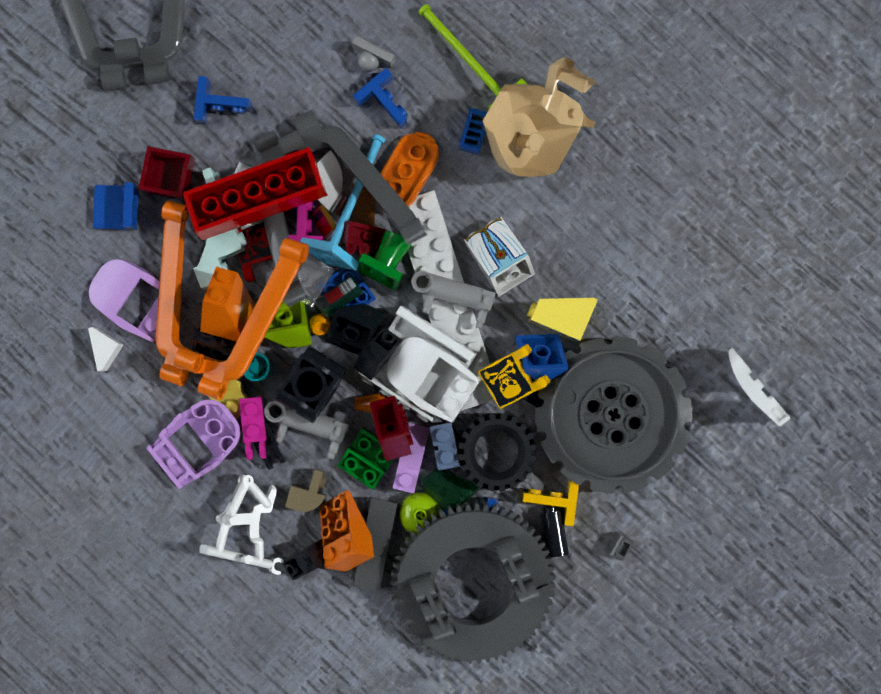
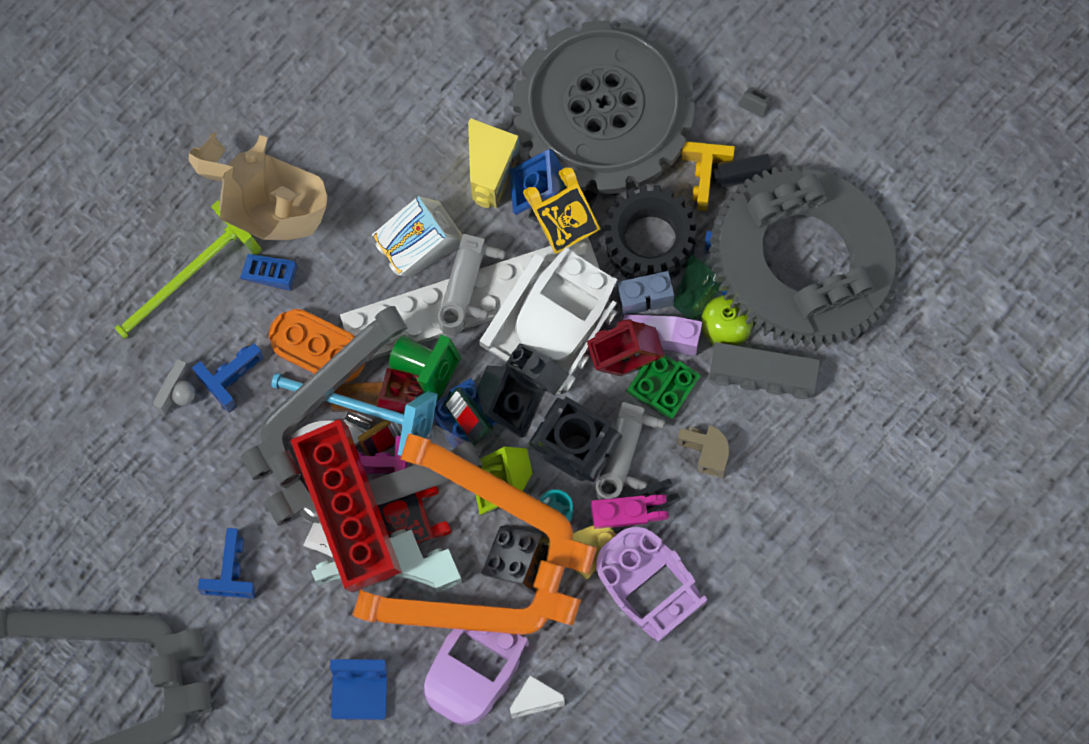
camera: 90 degrees left, 15 degrees down
(166, 173) = (318, 624): dark red piece -> none
(226, 305) = (482, 545): orange slope -> none
(230, 518) = (738, 534): white piece -> none
(305, 560) = (786, 447): black slope -> none
(319, 324) = (501, 438): light orange tile -> none
(344, 534) = (752, 400): orange slope -> none
(363, 403) = (596, 382): orange cone -> none

